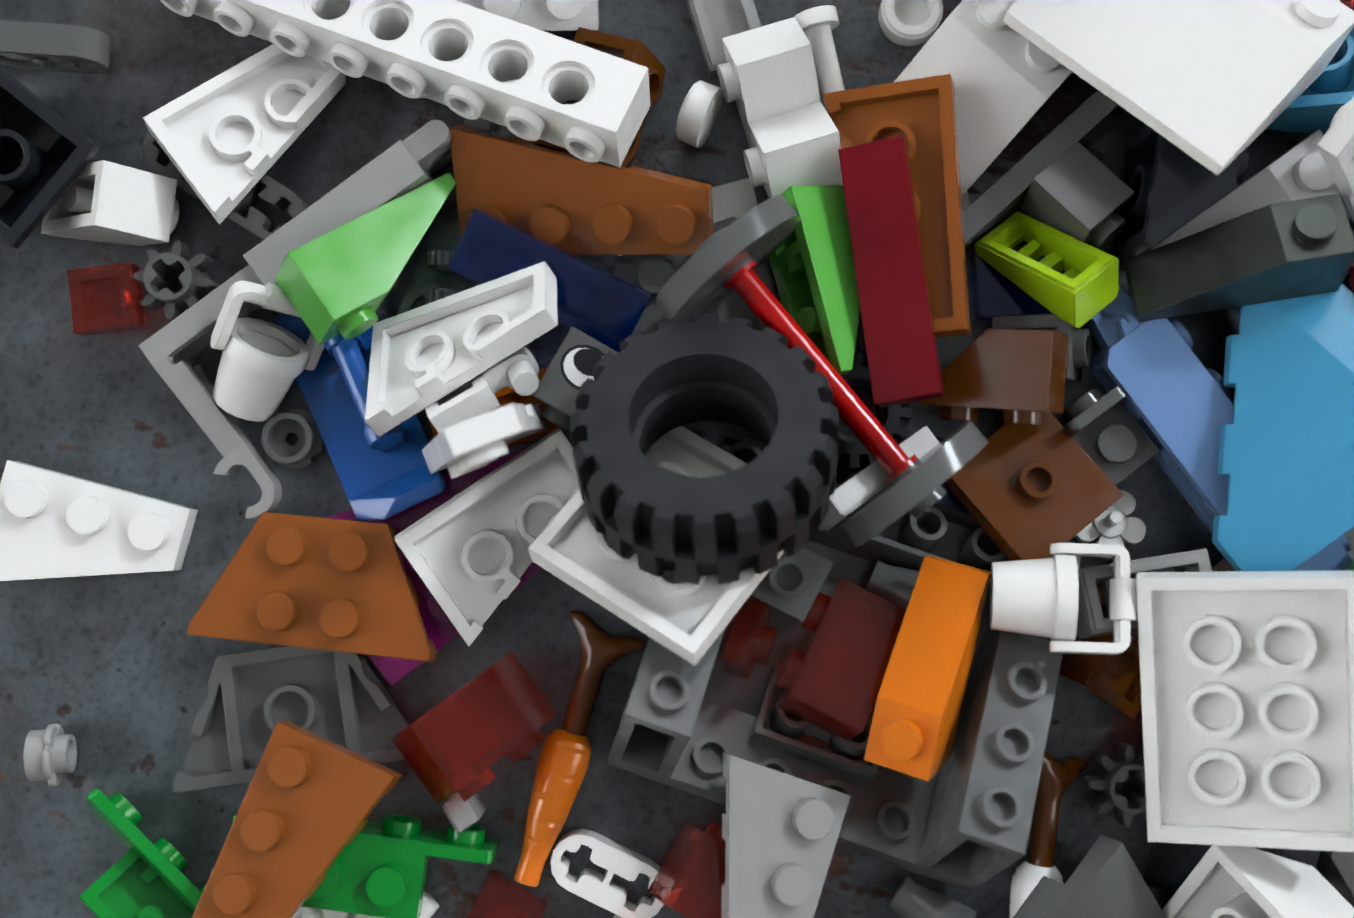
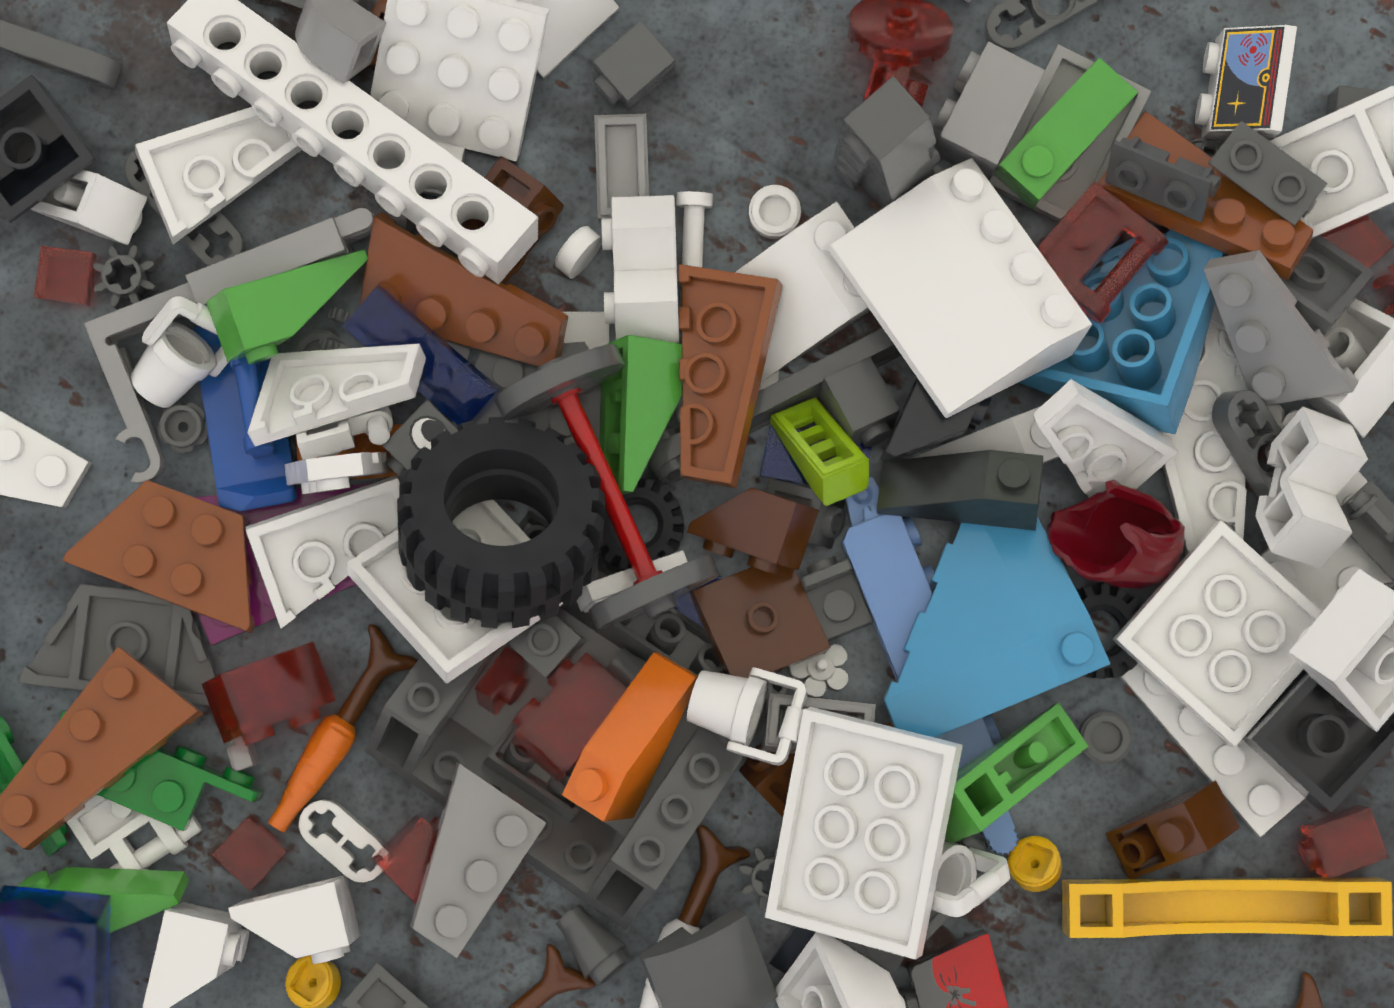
camera: 20 degrees right, 0 degrees up
(890, 272) = (685, 423): dark red tile -> none

